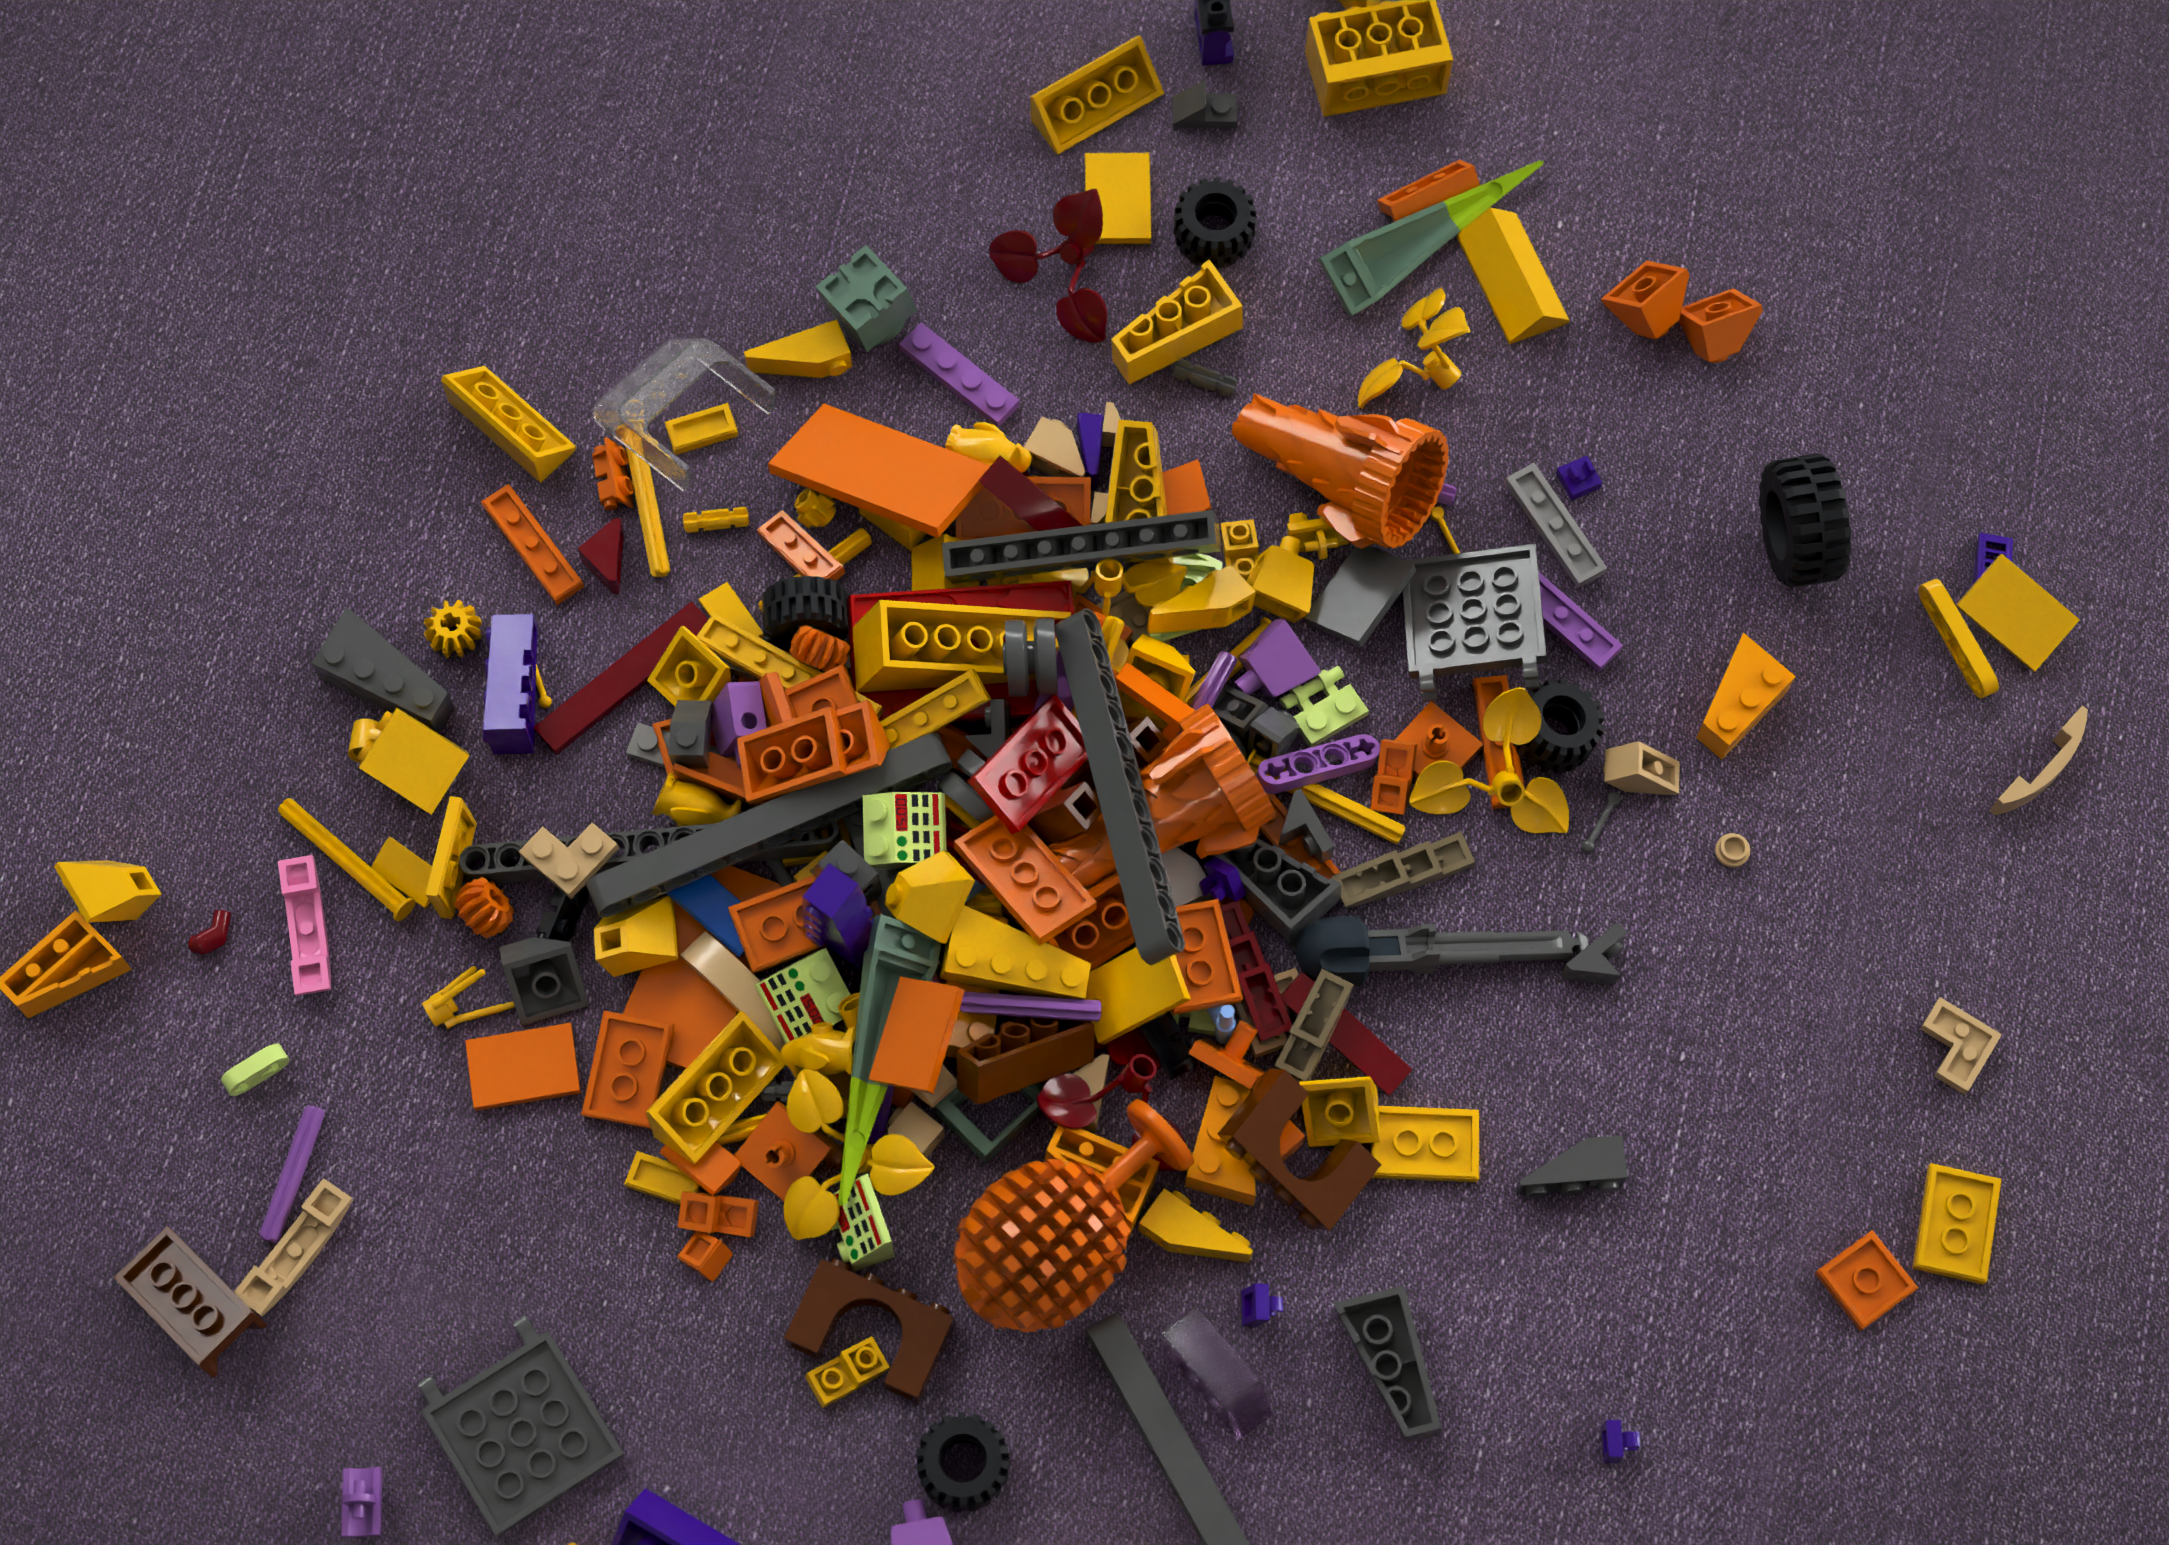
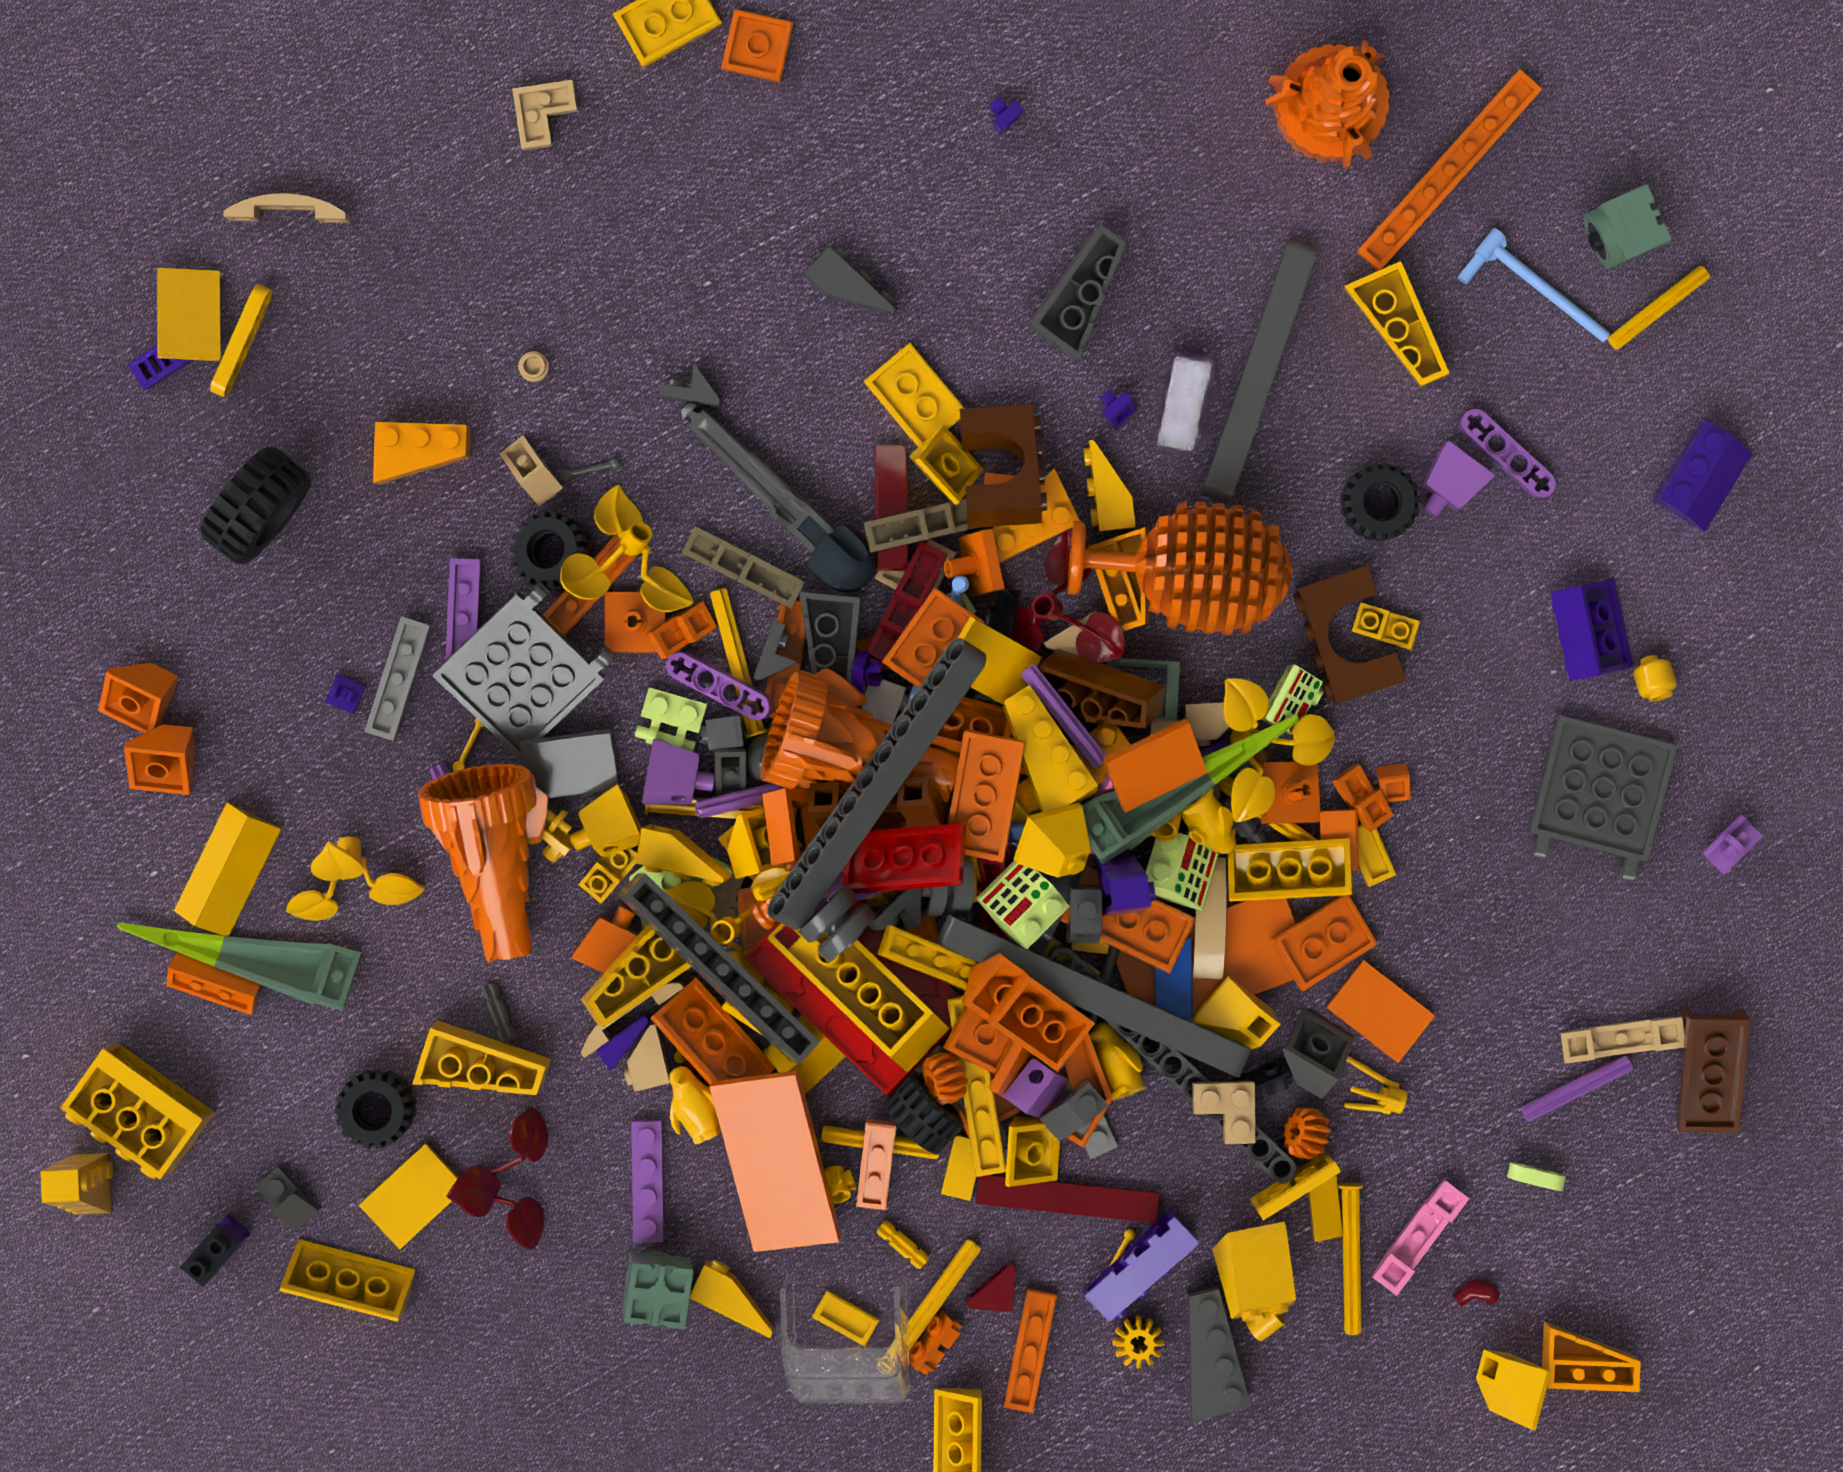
camera: 135 degrees left, 20 degrees up
(1025, 497) = (709, 1031): dark red slope -> none

